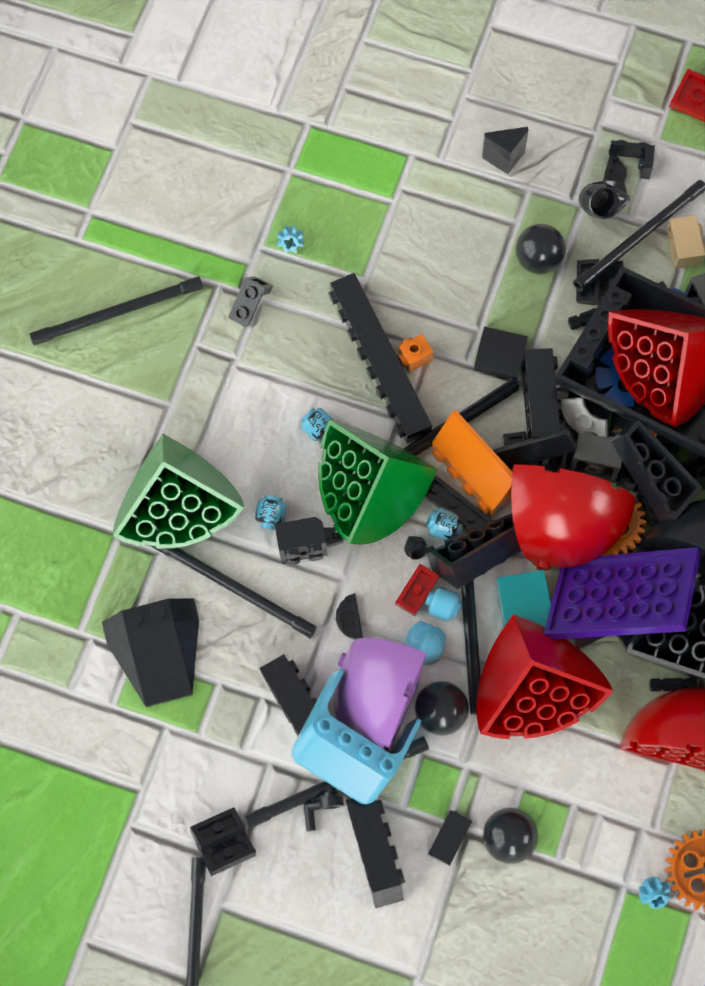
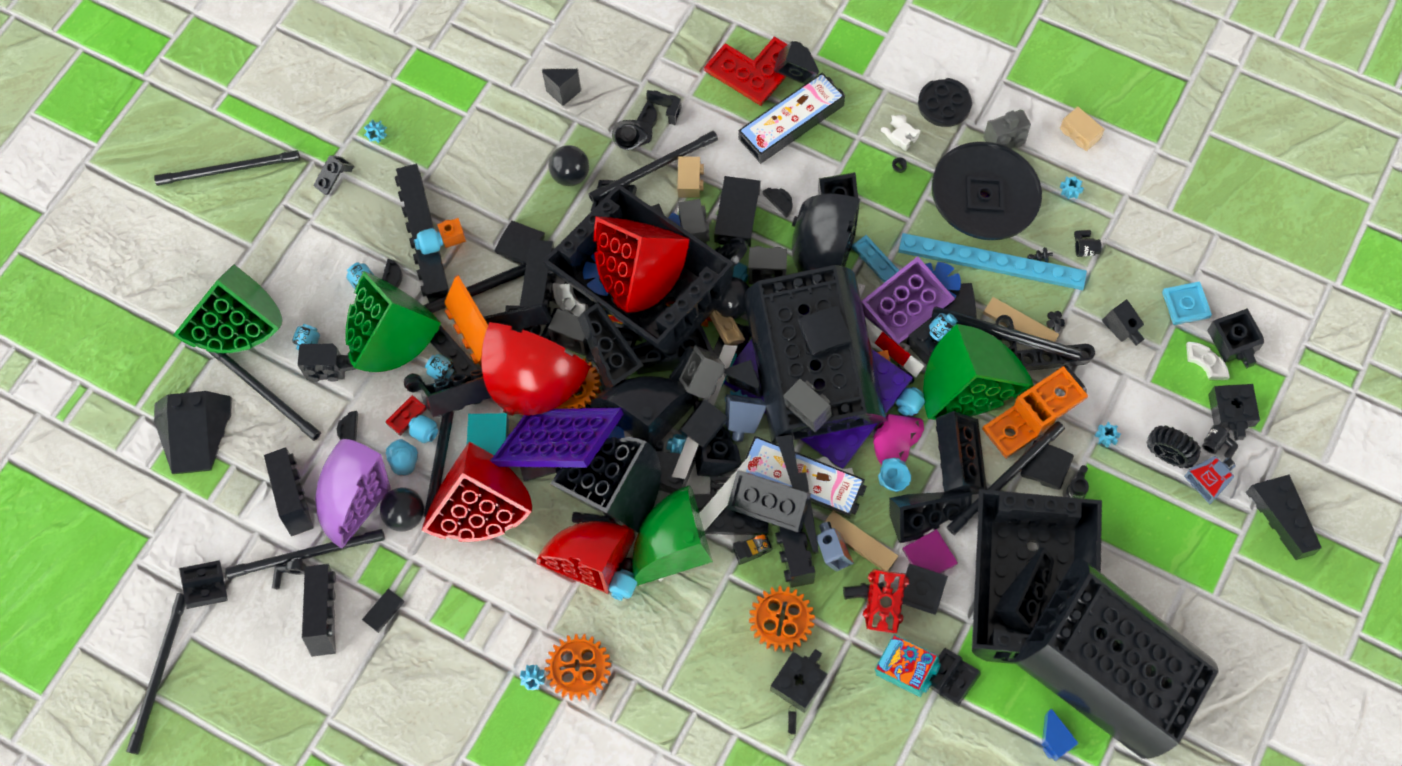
camera: 10 degrees right, 5 degrees down
(345, 756) = (308, 530): medium azure windscreen -> none
(354, 413) = (392, 273): none -> black tile
(397, 369) = (428, 241): none -> medium azure head
(510, 835) = (431, 616): black piece -> none

